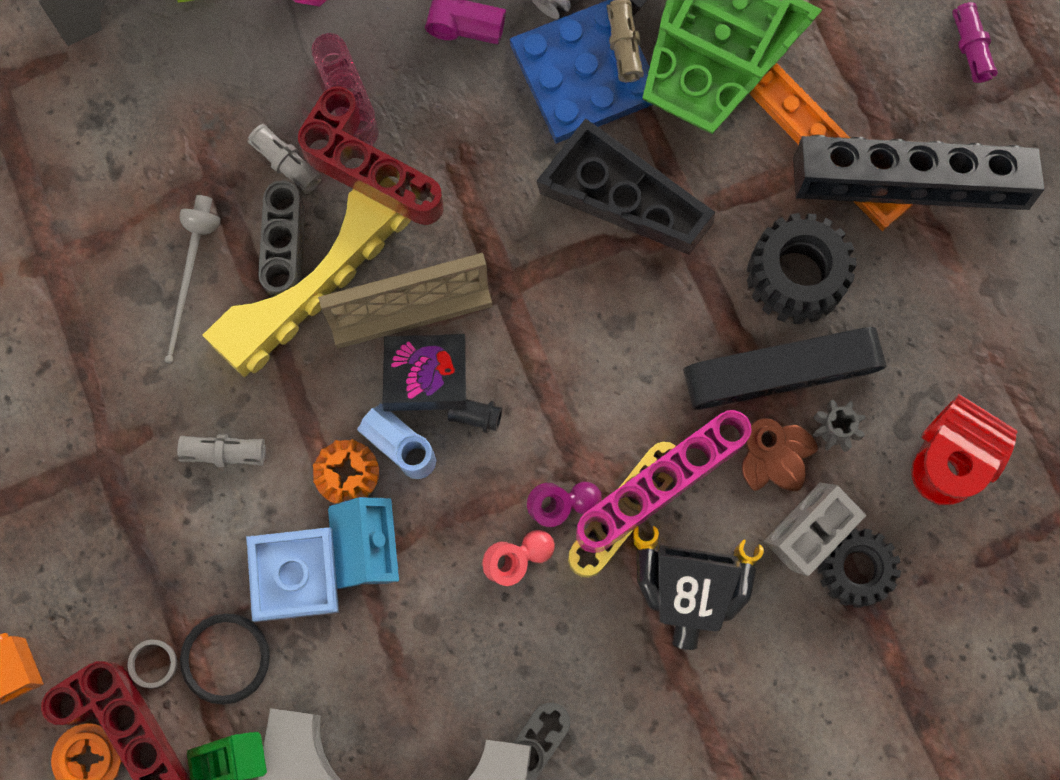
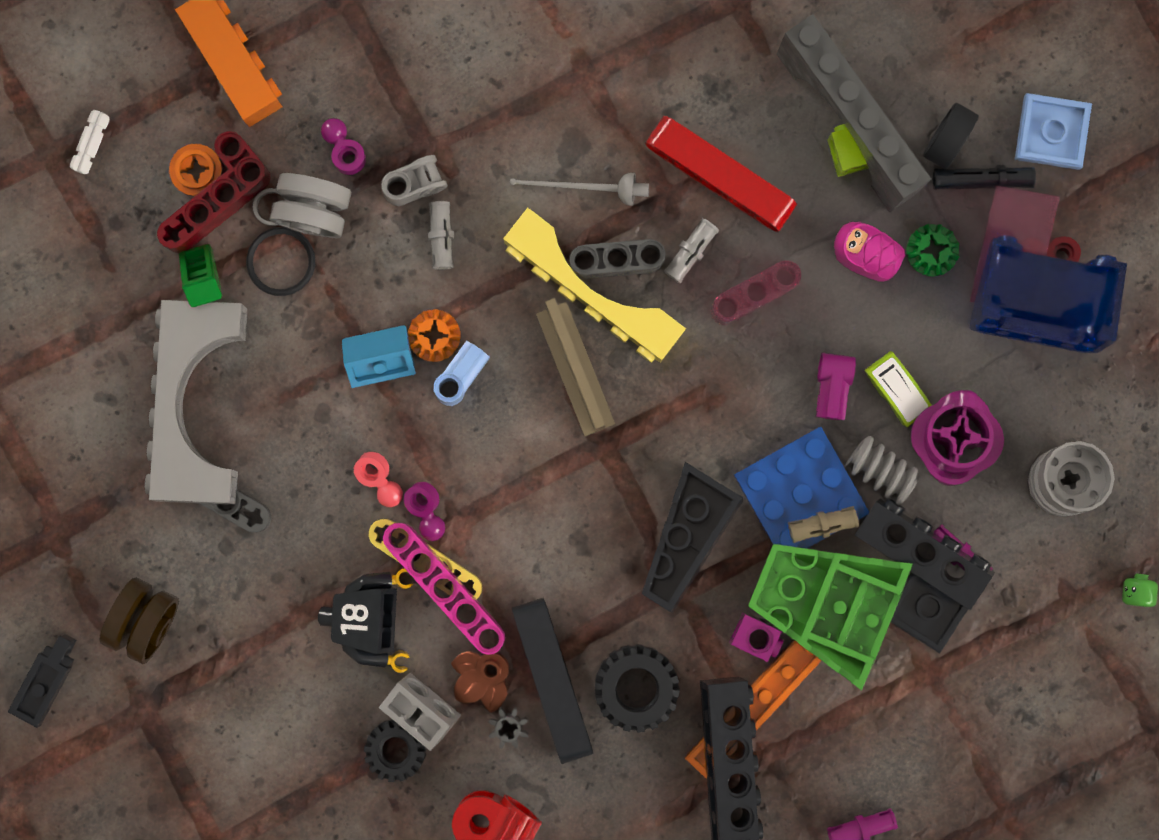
camera: 90 degrees right, 10 degrees up
(69, 570) = (335, 132): none -> magenta plate
(146, 469) = (415, 180): none -> light grey piece
(155, 604) = (310, 205): none -> light grey wheel
(197, 116) = (721, 174): none -> red beam
(292, 574) = (348, 304): light blue plate -> none
(375, 166) = (680, 327): dark red beam -> none
(424, 372) = (518, 388): black tile -> none
(478, 415) = (490, 433): black pin -> none
(744, 146) = (742, 632): none -> magenta brick

